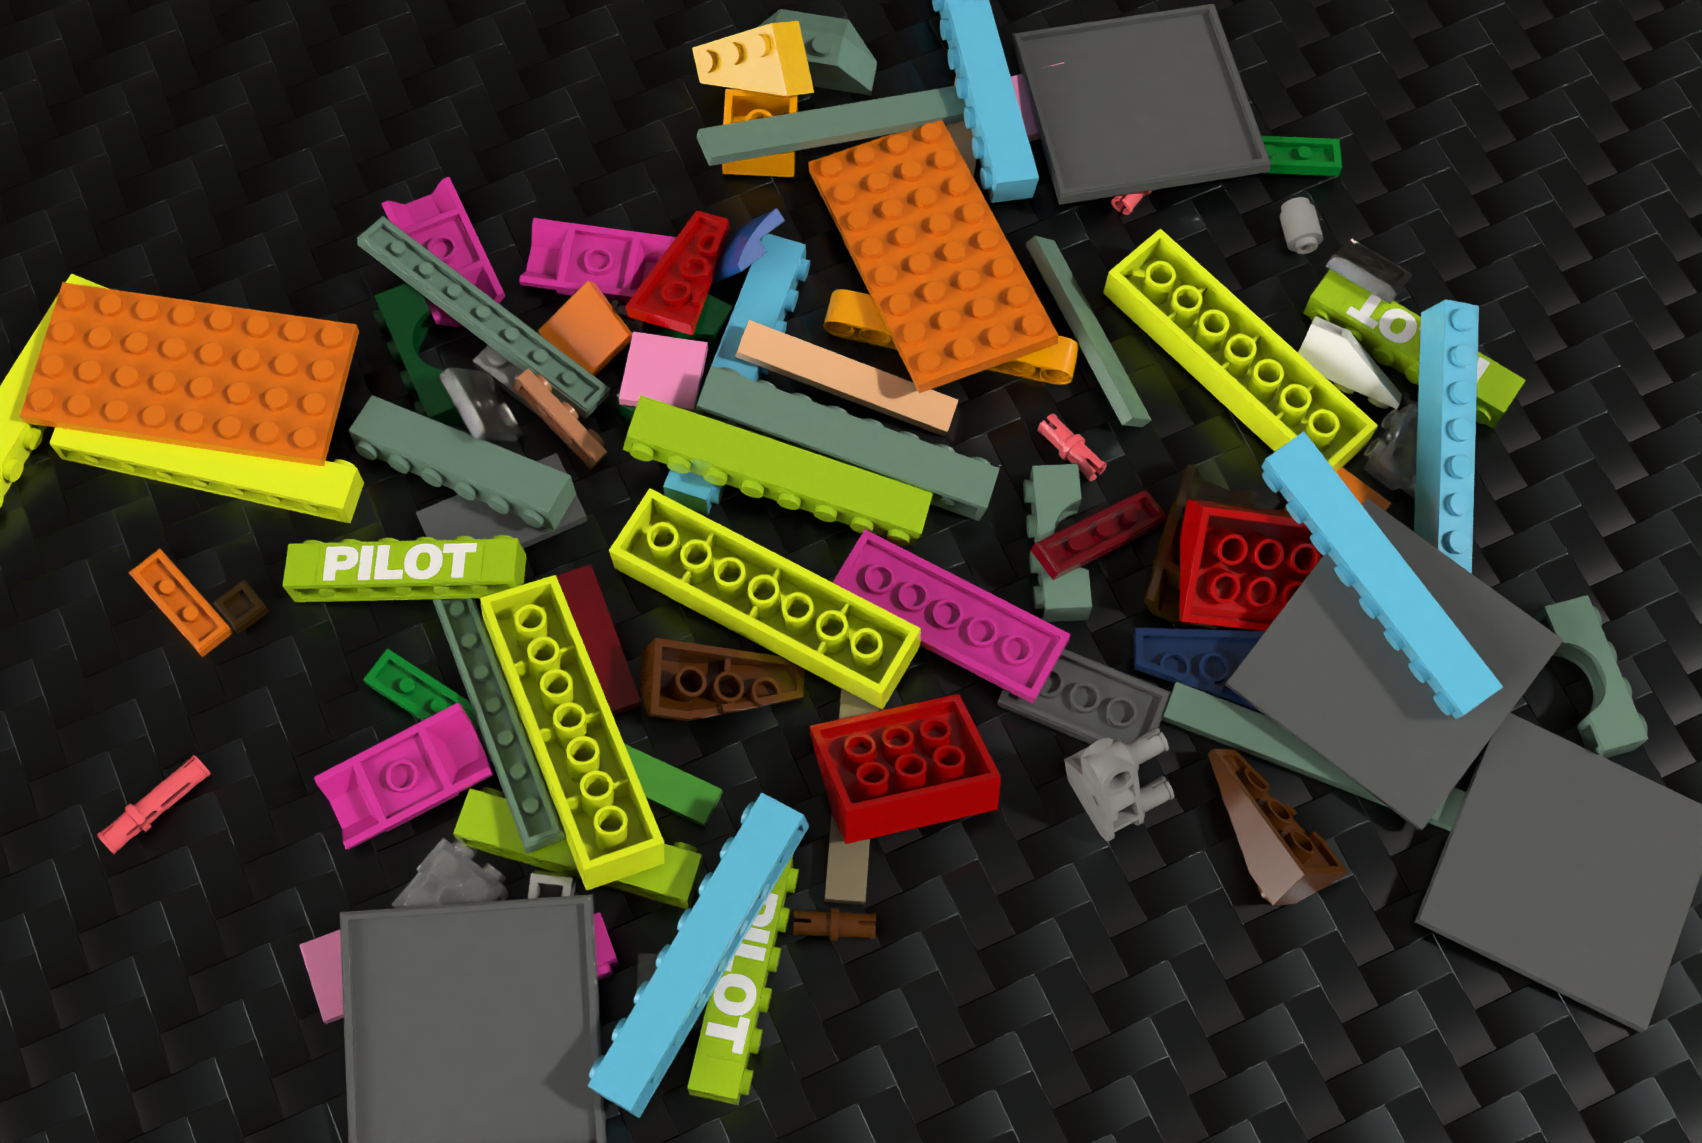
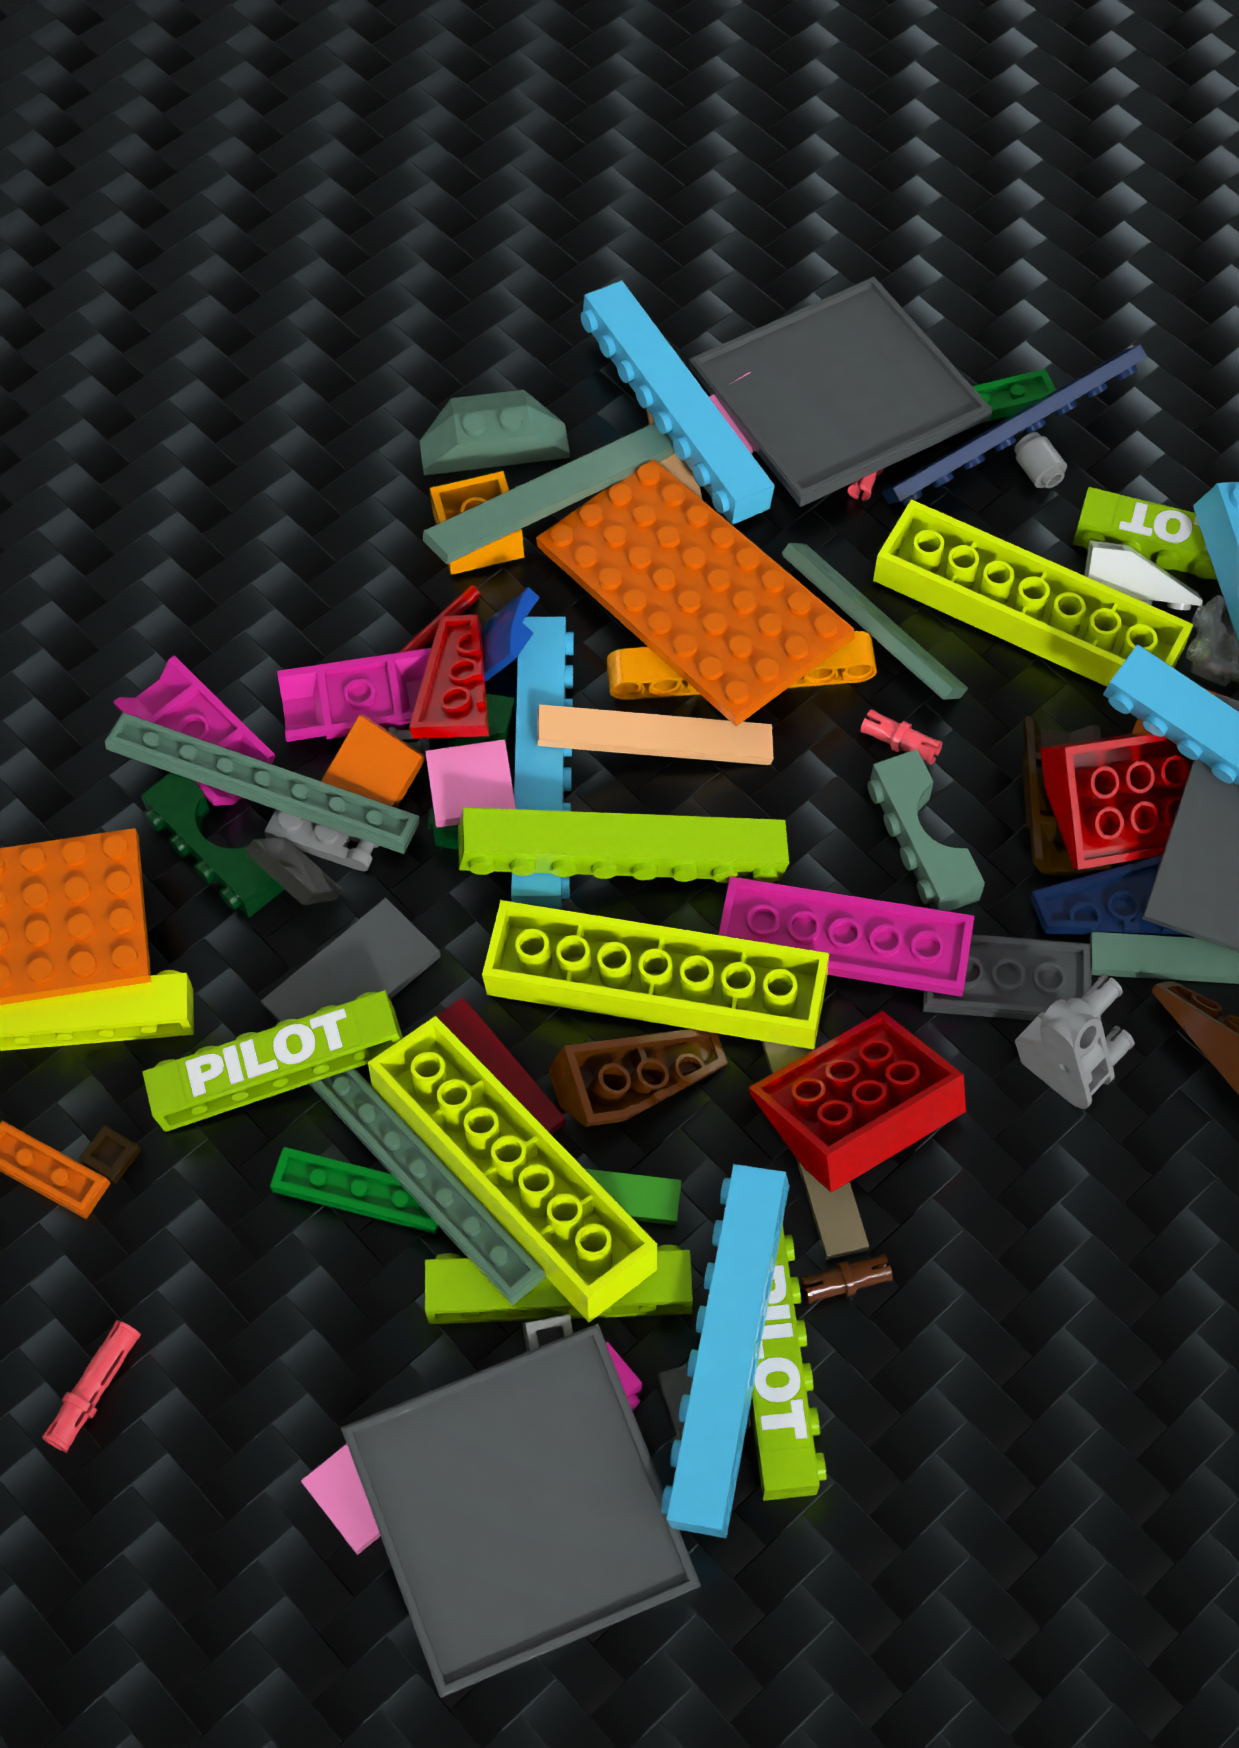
camera: 15 degrees left, 5 degrees down
(405, 775) = (351, 1270): dark pink piece -> none
(452, 878) = (437, 1358): clear plate -> none
(462, 463) = (294, 935): sand green brick -> none
(560, 418) = (379, 860): nougat plate -> none
(713, 207) = (456, 608): none -> red bar
(757, 60) = (451, 451): yellow wedge -> none
(956, 481) = (807, 802): sand green brick -> none
(1099, 534) = (963, 811): dark red tile -> none
(1303, 183) = (1027, 419): none -> dark blue plate
(1370, 270) = (1124, 483): clear smoke tile -> none

